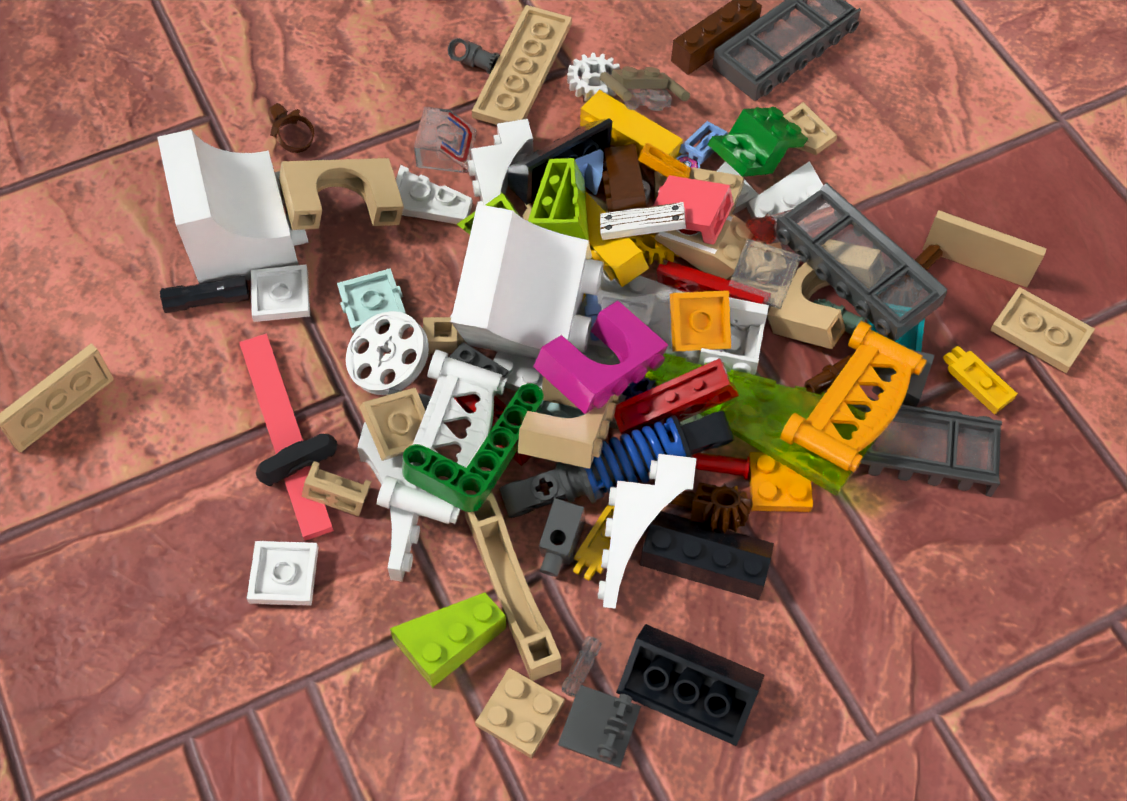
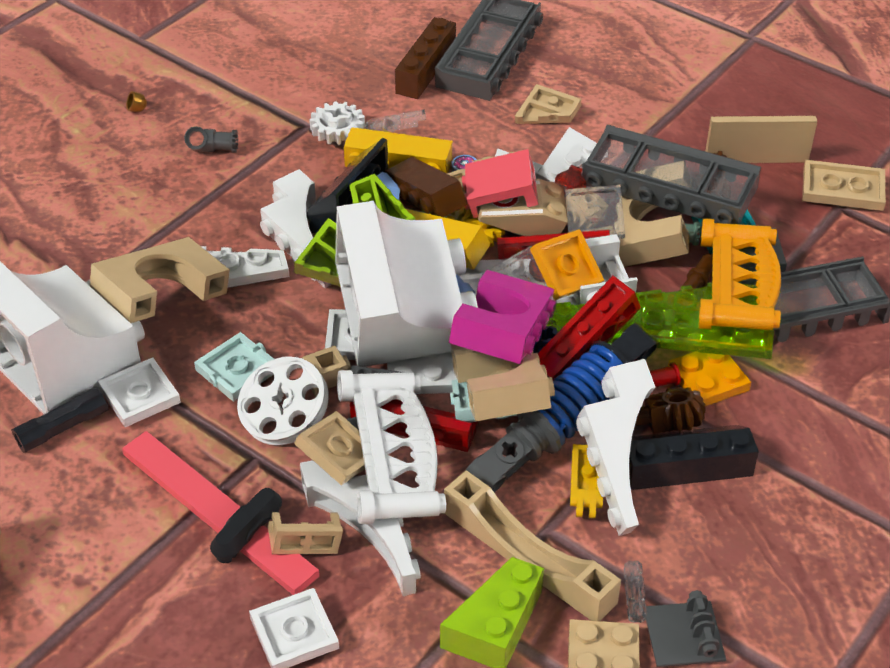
camera: 25 degrees left, 15 degrees down
(280, 118) = (47, 244): reddish brown piece -> none
(443, 141) = (226, 215): clear slope -> none
(487, 456) = (425, 468): green beam -> none
(522, 66) = (263, 135): tan plate -> none
(563, 525) = (549, 484): dark grey torso -> none
(642, 221) = (469, 201): white tile -> none
(650, 78) = (379, 112): dark tan plate -> none
(663, 162) = (445, 161): light orange tile -> none
(690, 684) = (745, 562): black slope -> none
(697, 151) = (467, 148): light blue tile -> none
(758, 141) = (519, 121): green bracket -> none
(979, 379) = (819, 237): yellow hinge -> none

